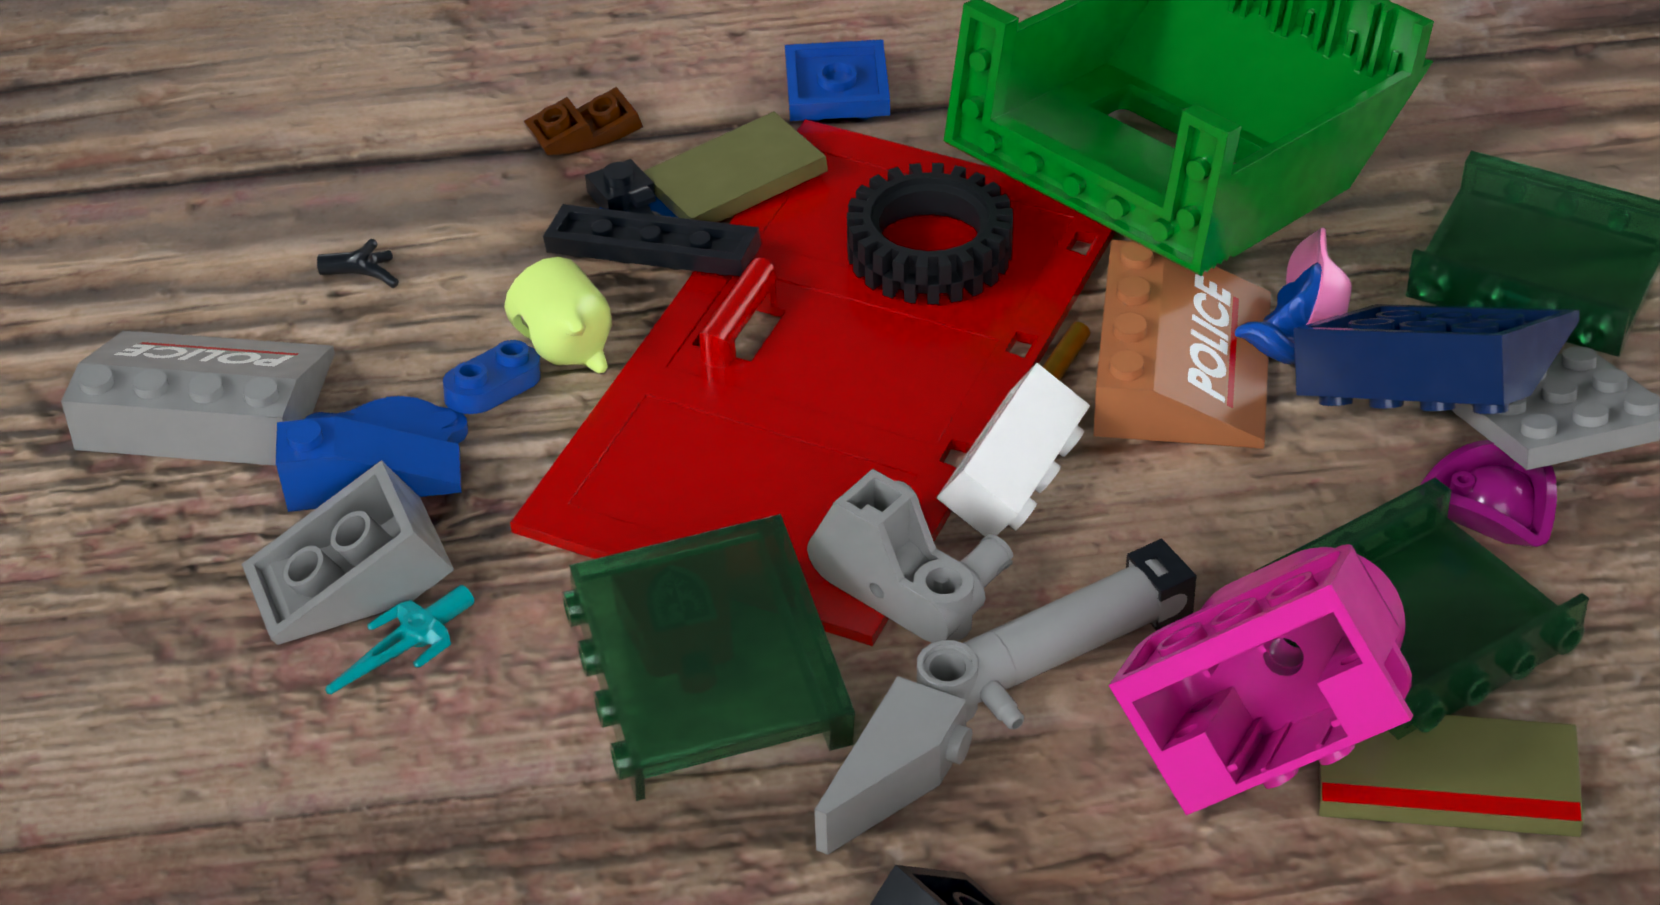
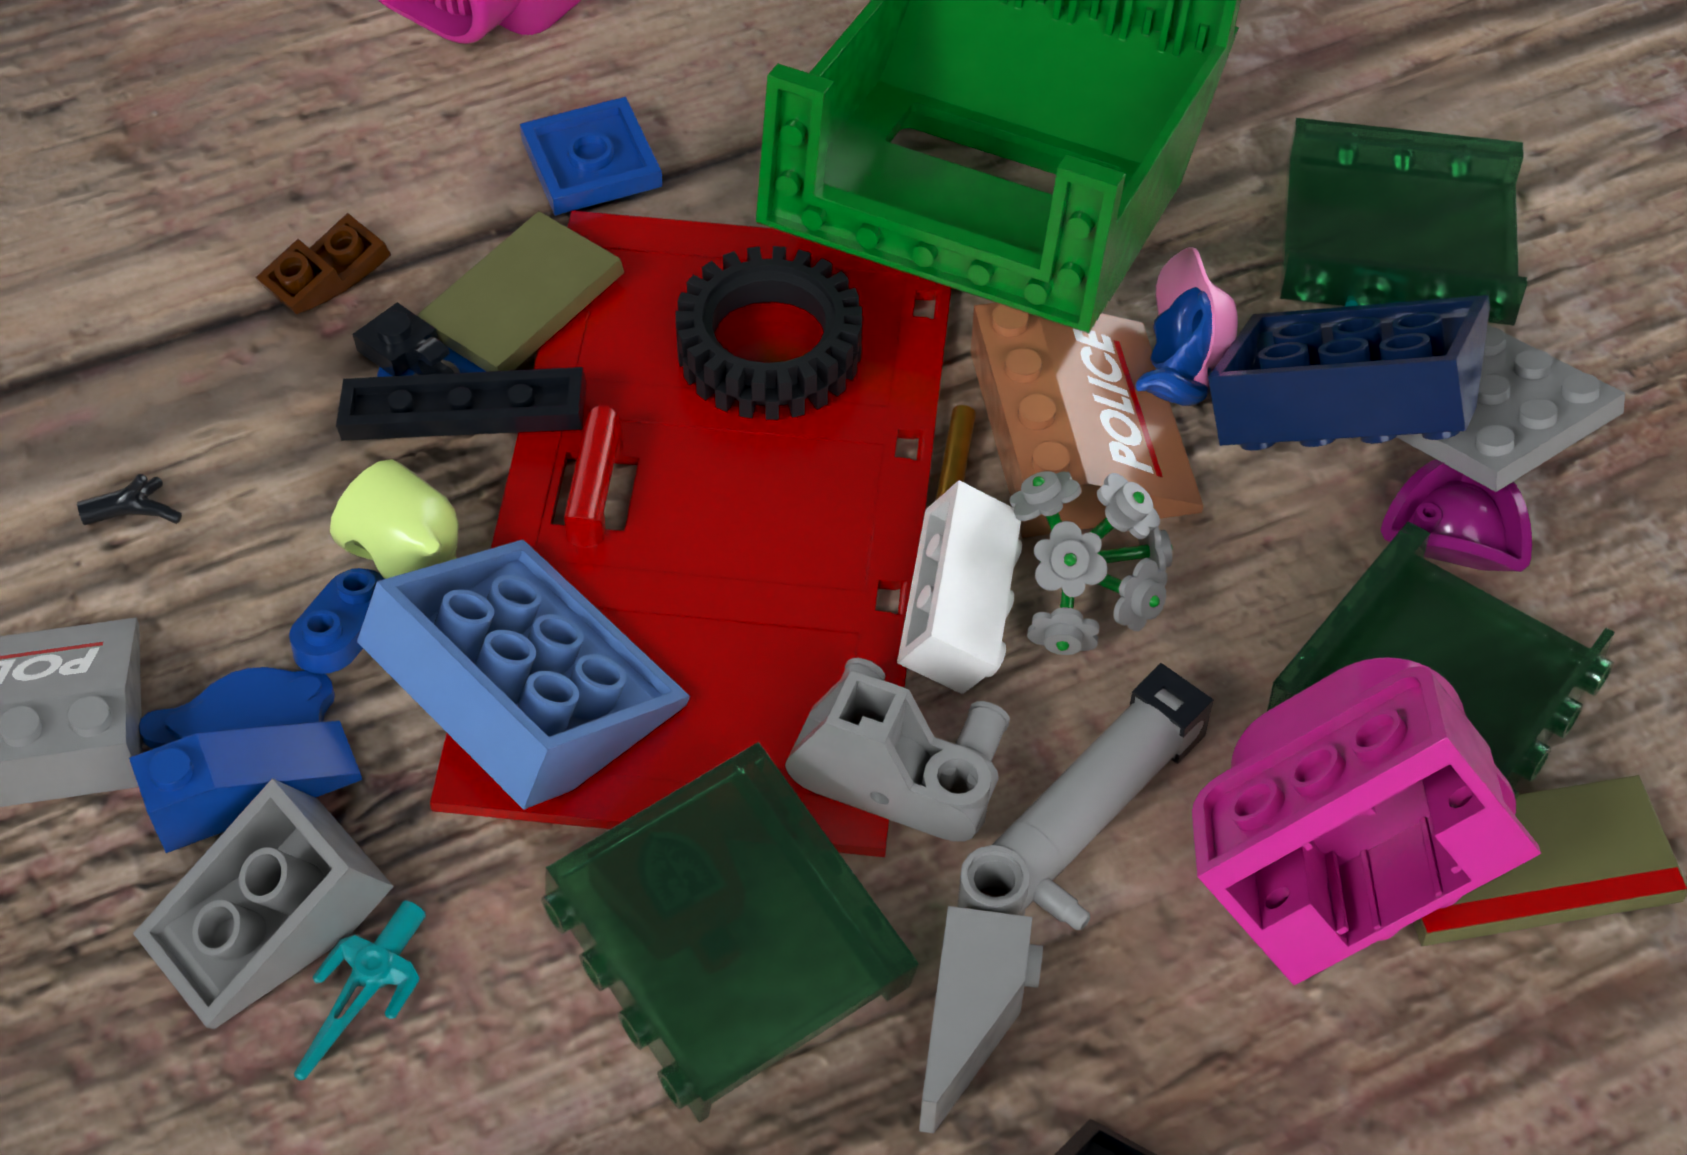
camera: 20 degrees left, 10 degrees up
(616, 434) = (517, 668): none -> medium blue slope
(1112, 446) = (1075, 559): none -> light grey plant

